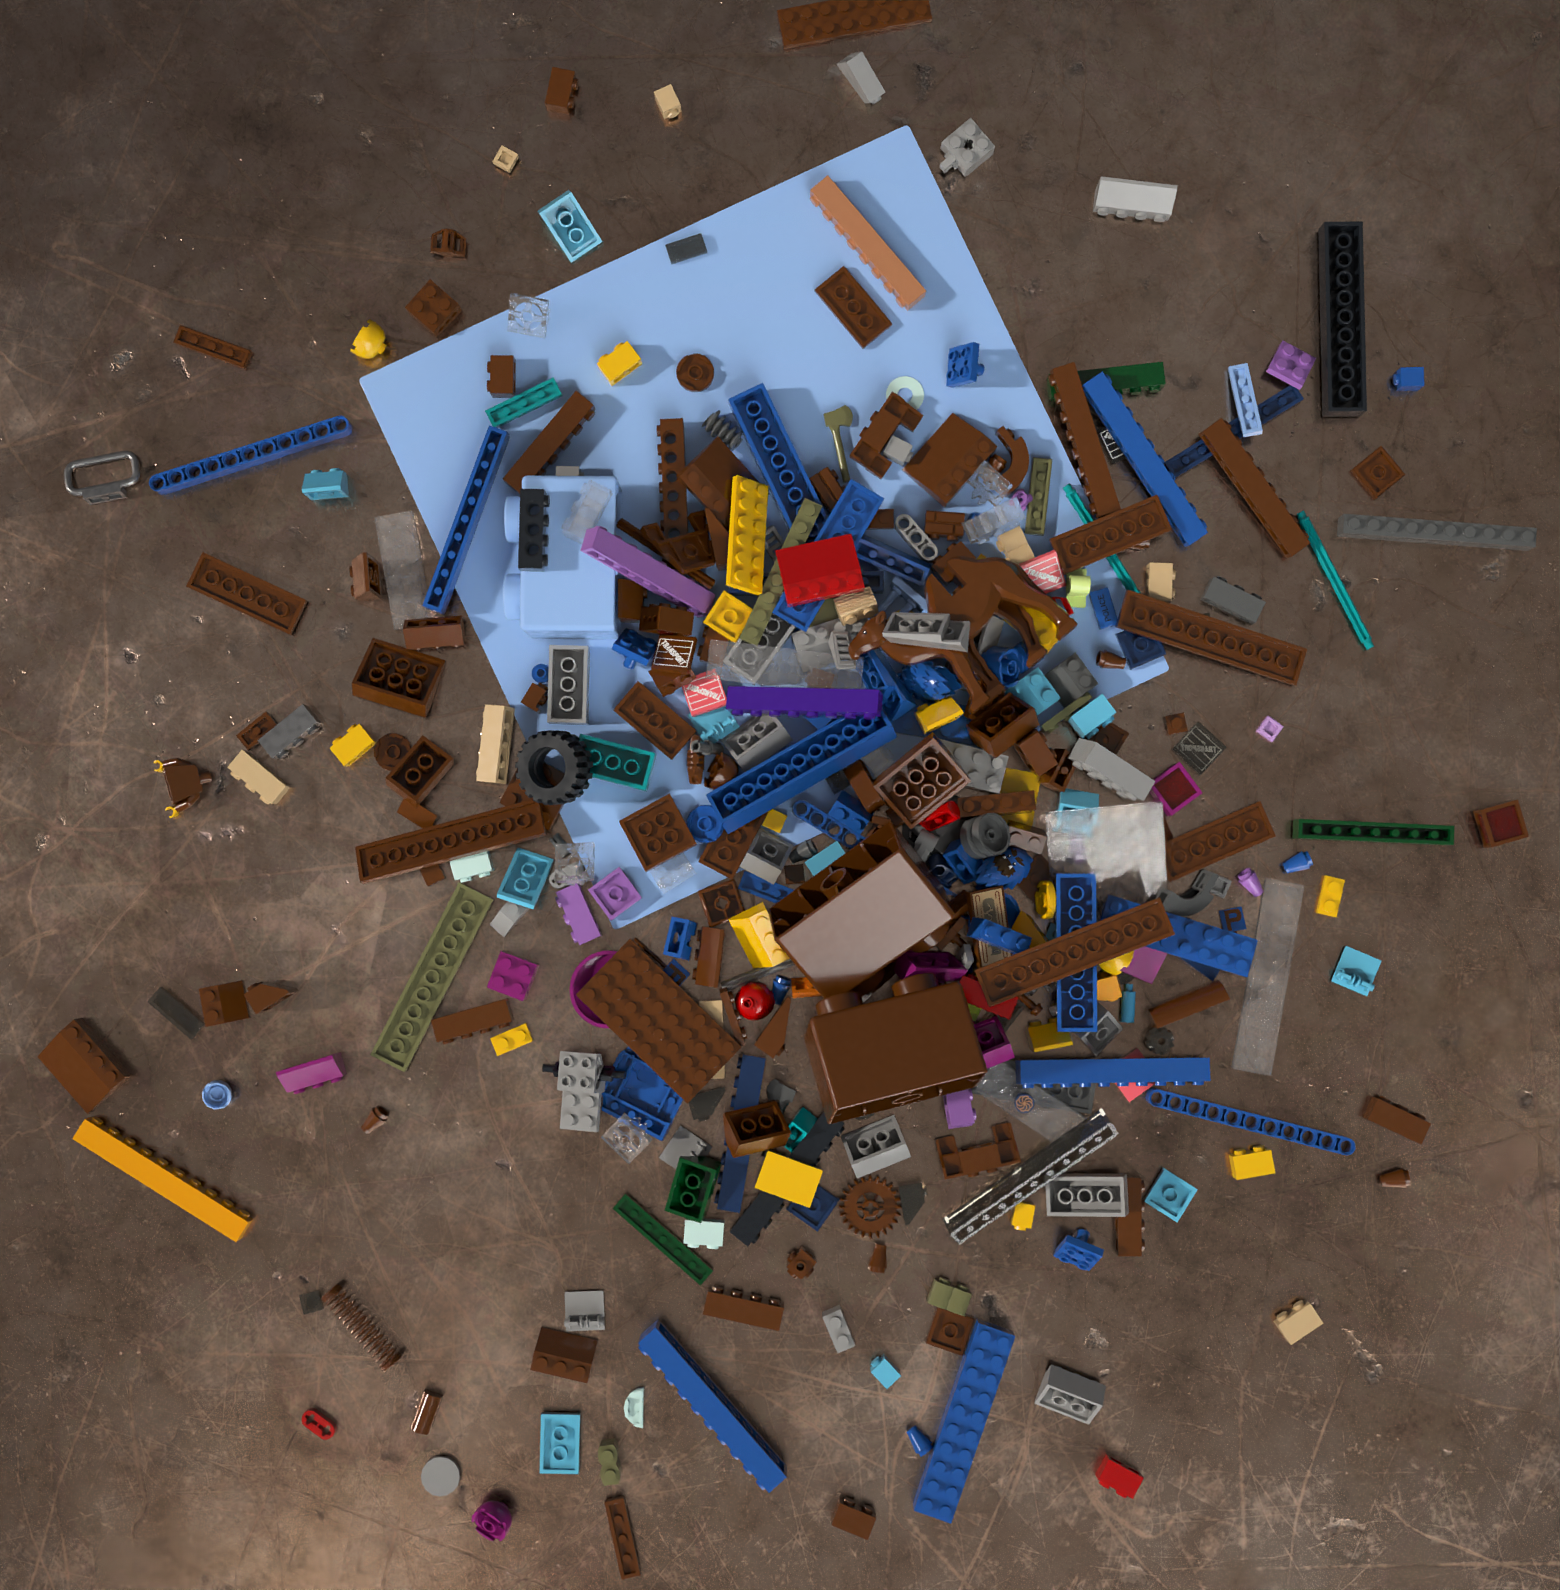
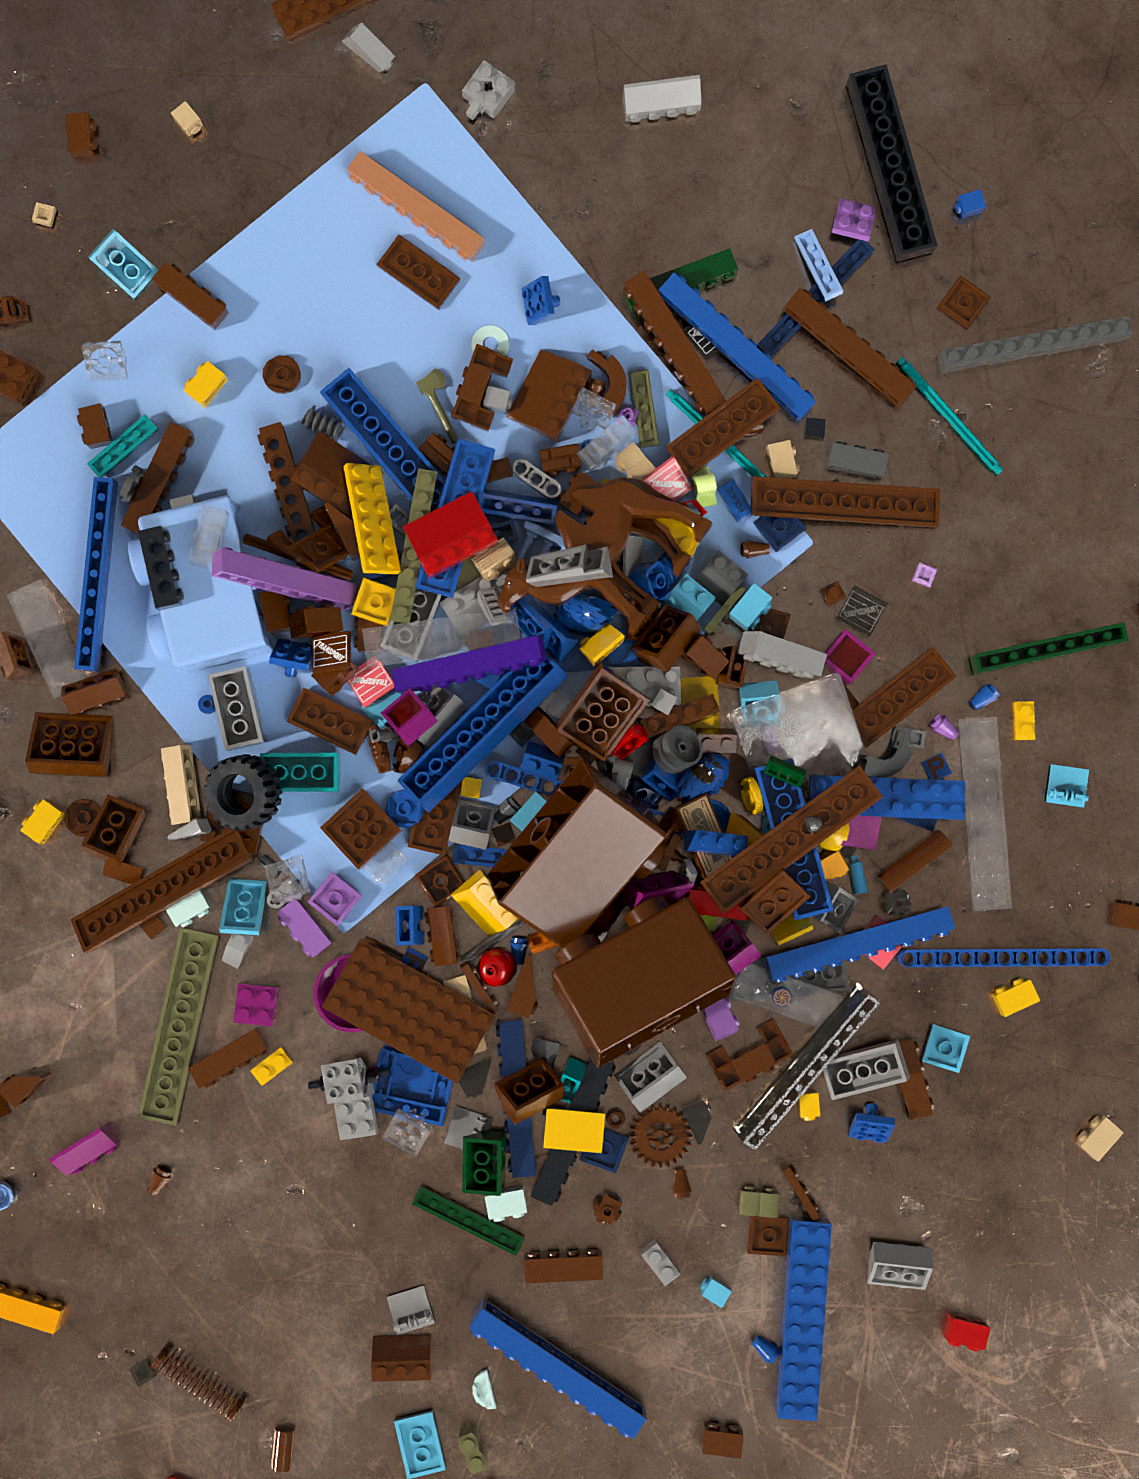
camera: 25 degrees left, 0 degrees up
(495, 790) = (193, 828): none -> light grey slope
(520, 444) = (130, 484): none -> dark grey plate
(535, 696) = (208, 728): reddish brown brick -> none
(626, 273) = (190, 296): none -> reddish brown brick
(686, 248) = (241, 256): clear smoke tile -> none
(733, 736) = (409, 717): none -> magenta piece
(831, 1184) = (619, 1123): none -> reddish brown plate
(984, 786) = (664, 702): none -> light grey tile
(993, 1297) = (801, 1191): none -> reddish brown plate
(1042, 1007) = (775, 901): none -> reddish brown plate
(1085, 884) = (785, 771): none -> dark green plate
(1099, 942) = (813, 823): none -> dark grey hinge
(1199, 558) = (815, 428): none -> black tile

